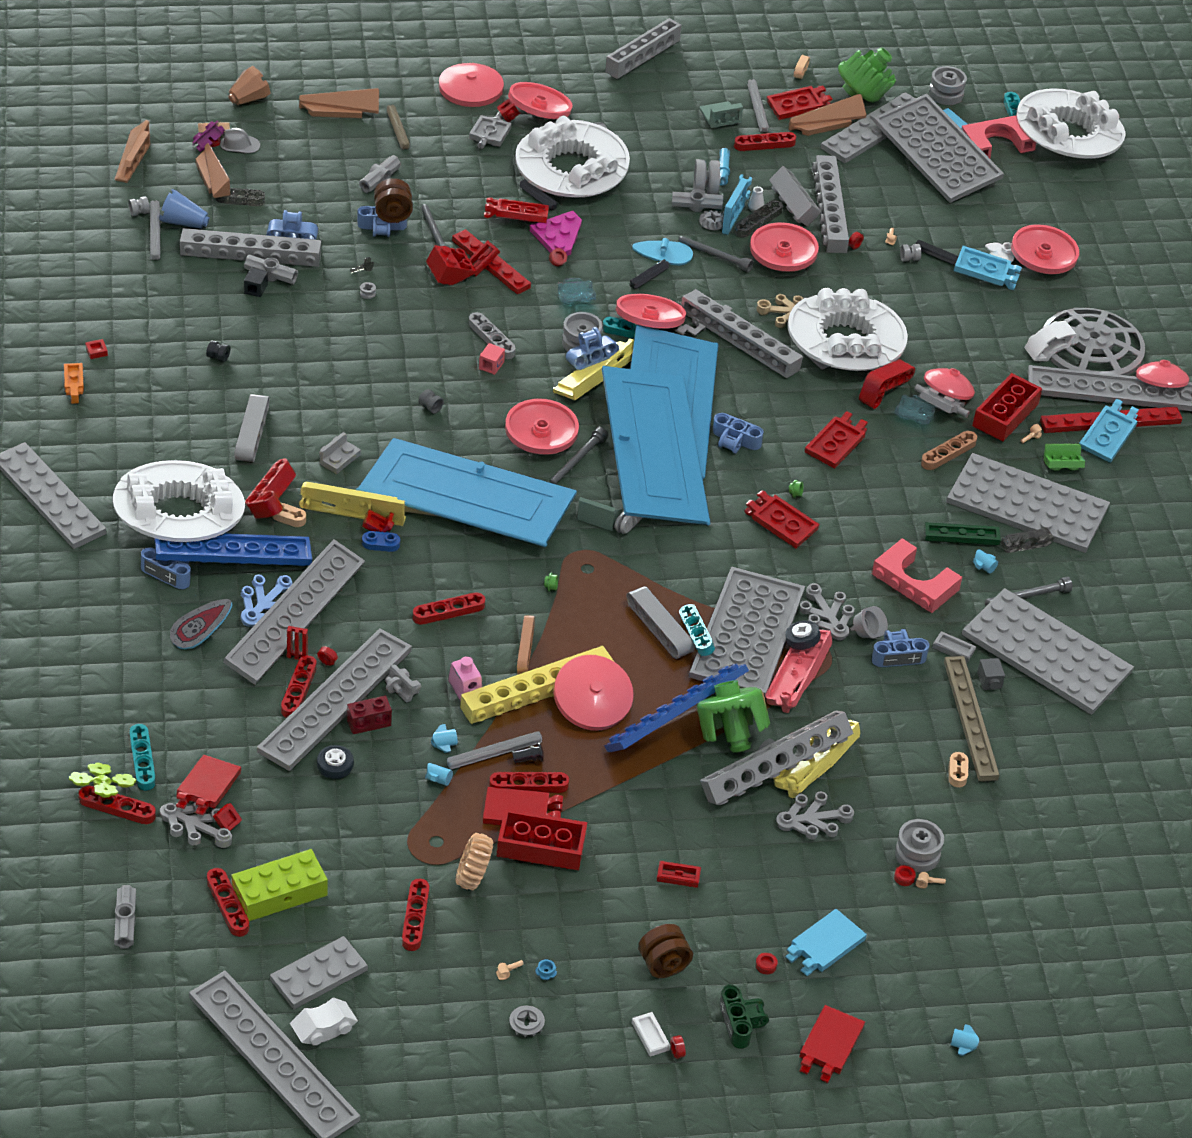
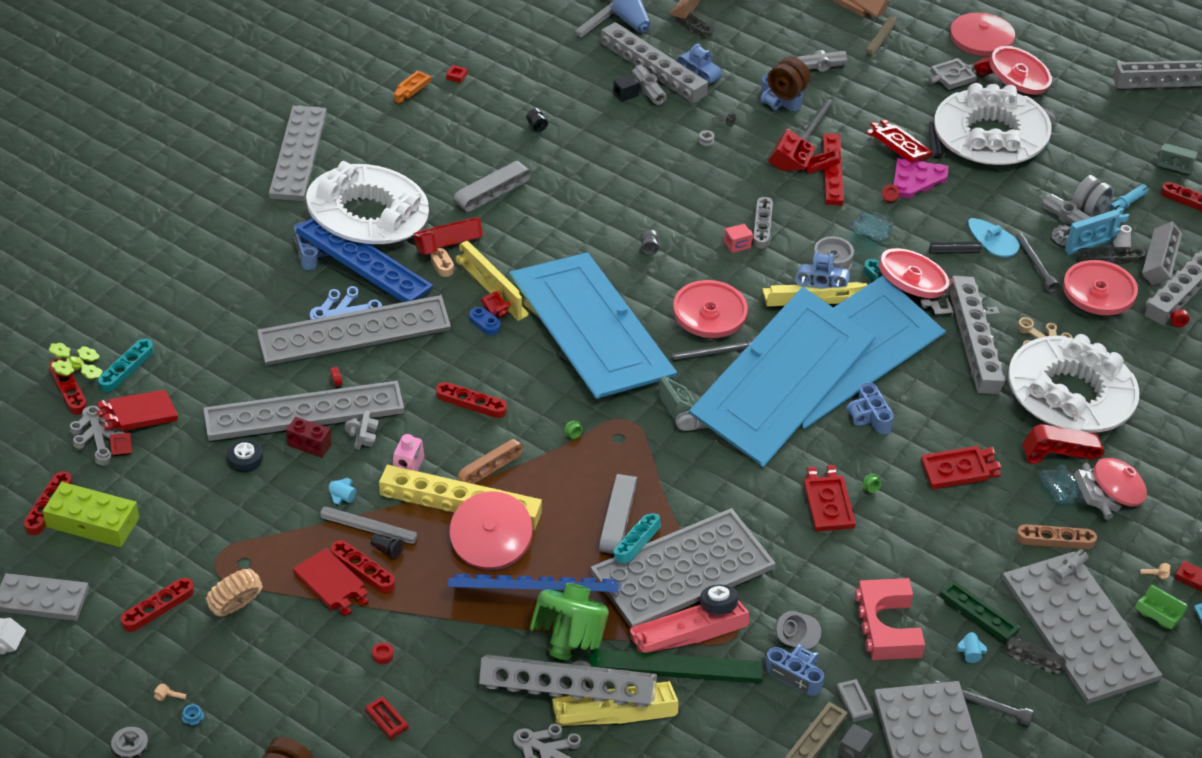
camera: 45 degrees right, 0 degrees up
(199, 624) = (277, 298): shield -> none
(290, 652) = (320, 351): red tile -> none
(301, 687) = (312, 376): red beam -> none
(338, 454) = (532, 239): light grey bracket -> none
(439, 774) = (304, 514): medium azure piece -> none
(541, 839) = (309, 613): red brick -> none
(619, 833) = (382, 653): none -> red tile
(821, 702) = (678, 665): none -> dark green tile
(838, 629) = (772, 600): light grey plant -> none
(986, 463) = (1070, 565): none -> light grey pin
(1007, 407) = (1153, 532): red brick -> none

